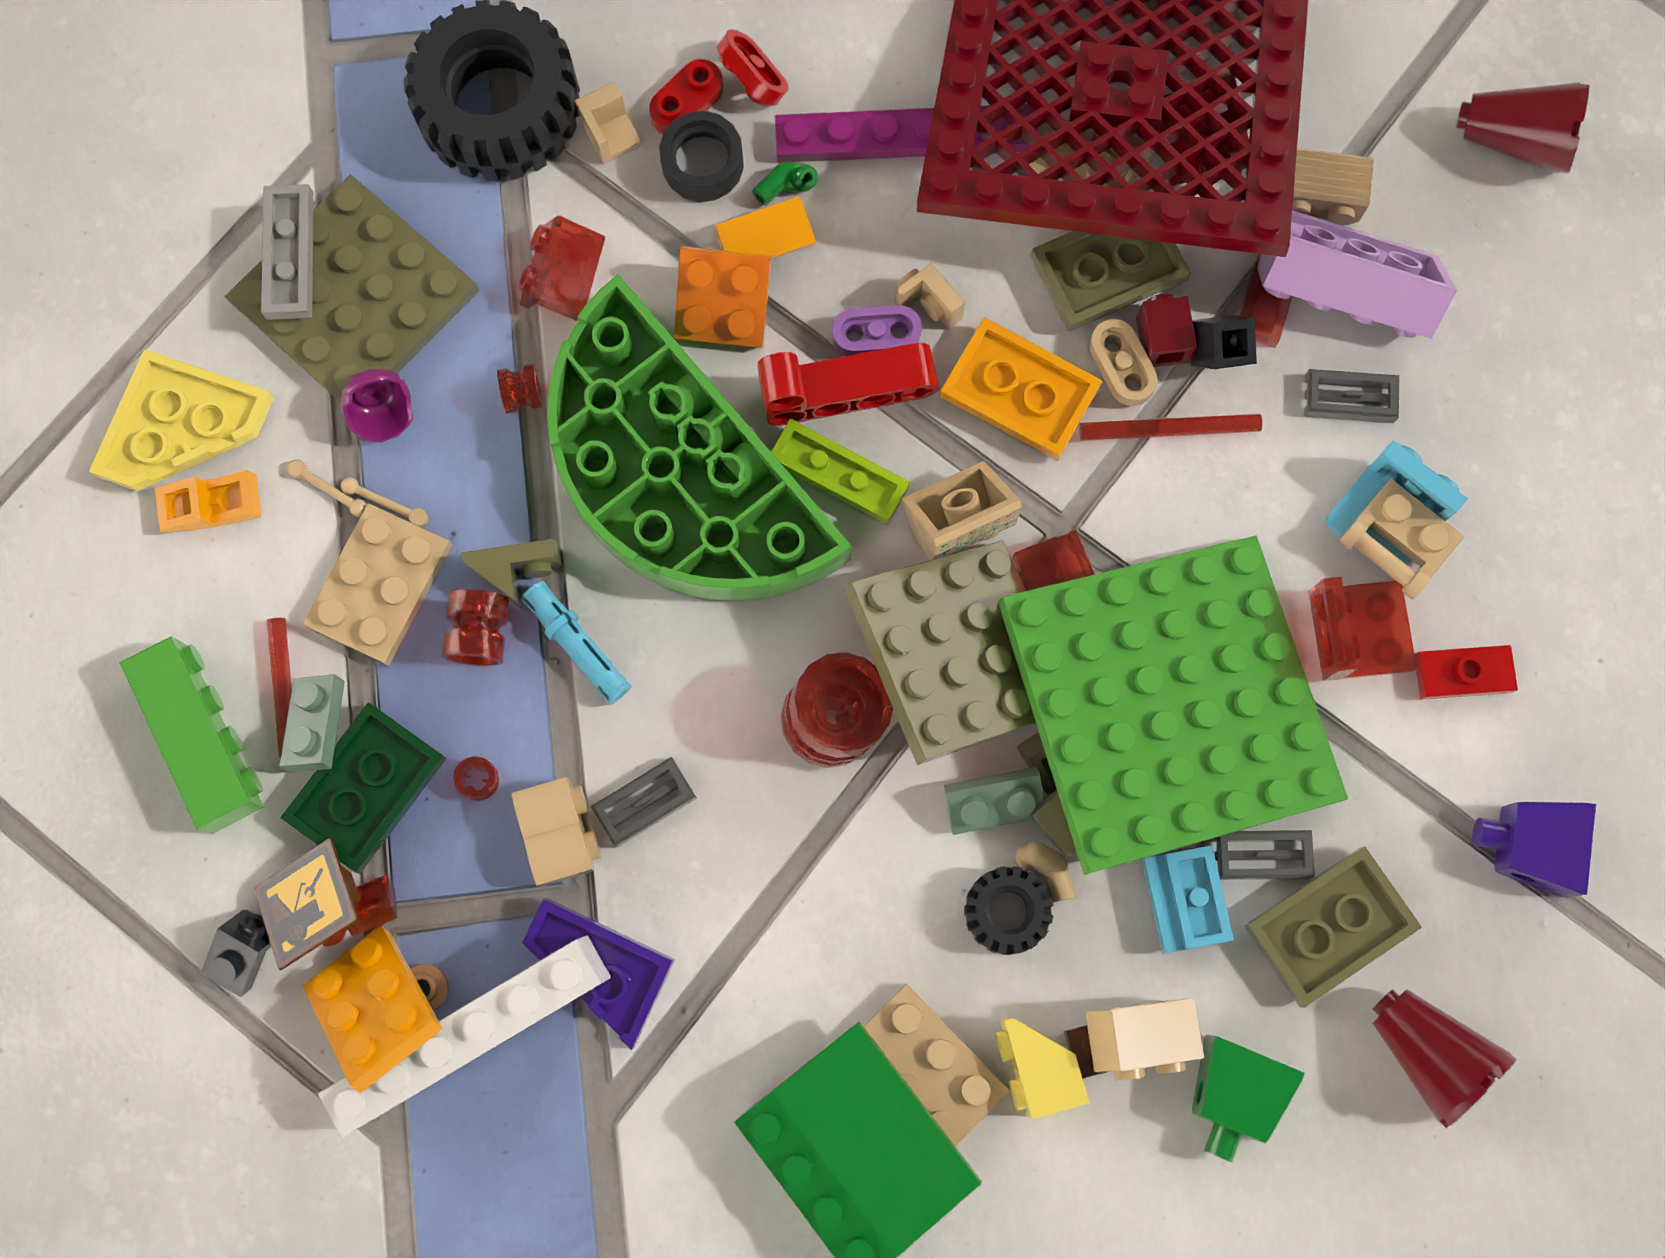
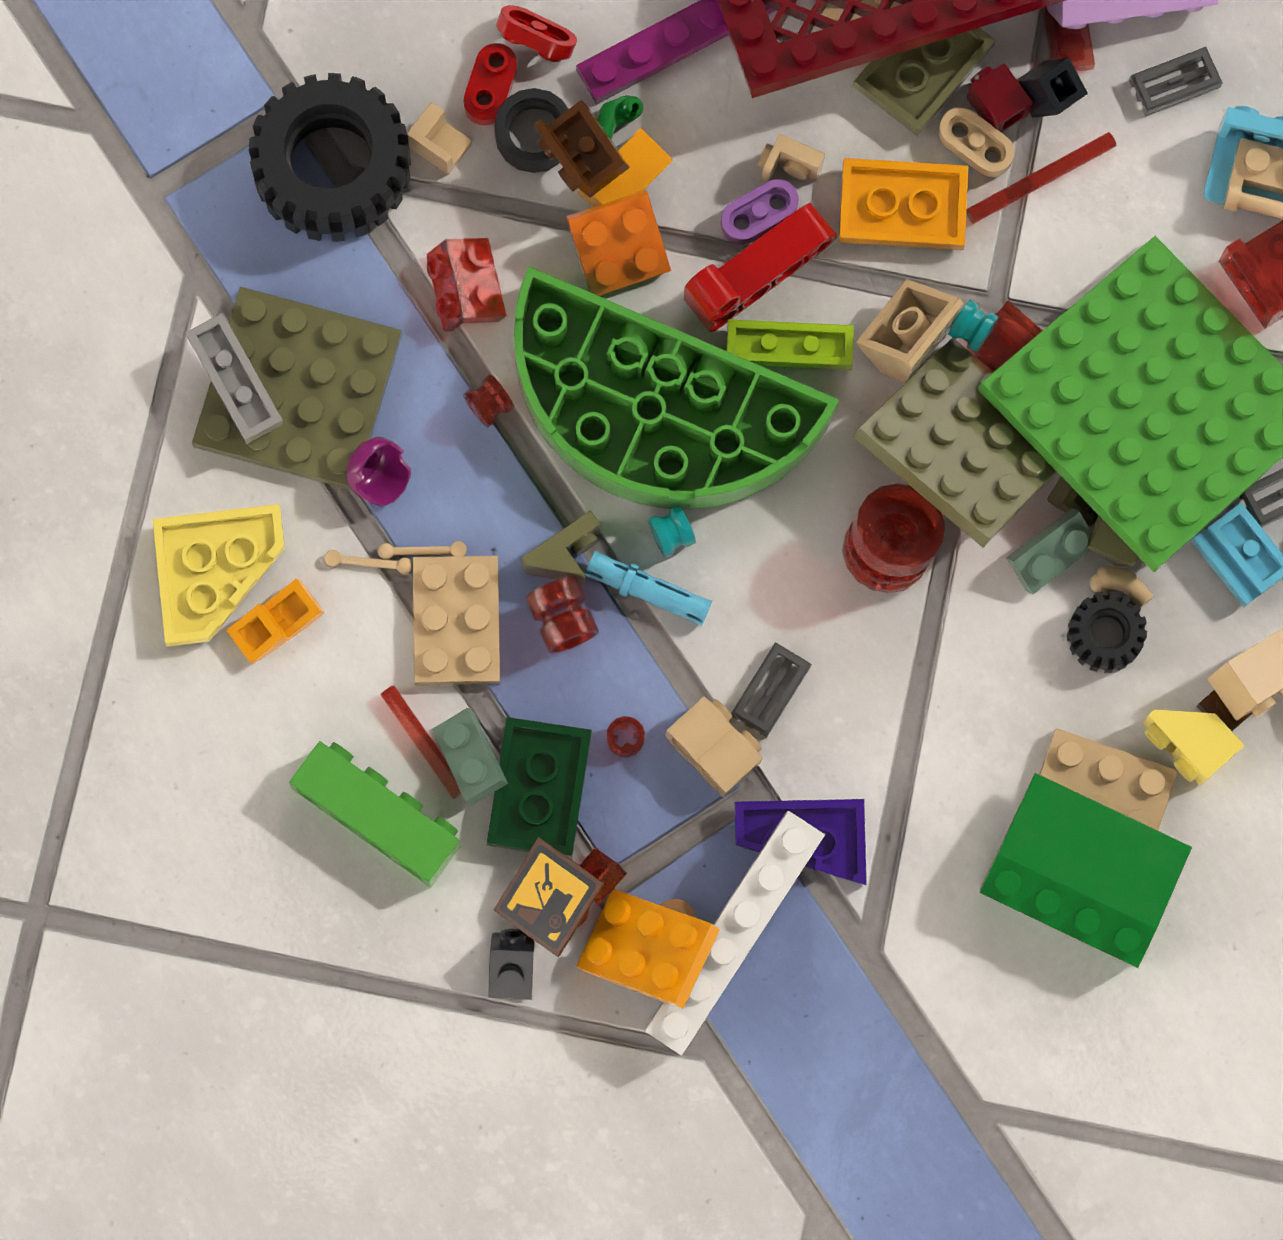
camera: 30 degrees left, 0 degrees up
(627, 597) = (671, 531): none -> teal wheel
(726, 187) = (582, 149): none -> reddish brown bracket
(1025, 536) = (973, 325): none -> teal wheel

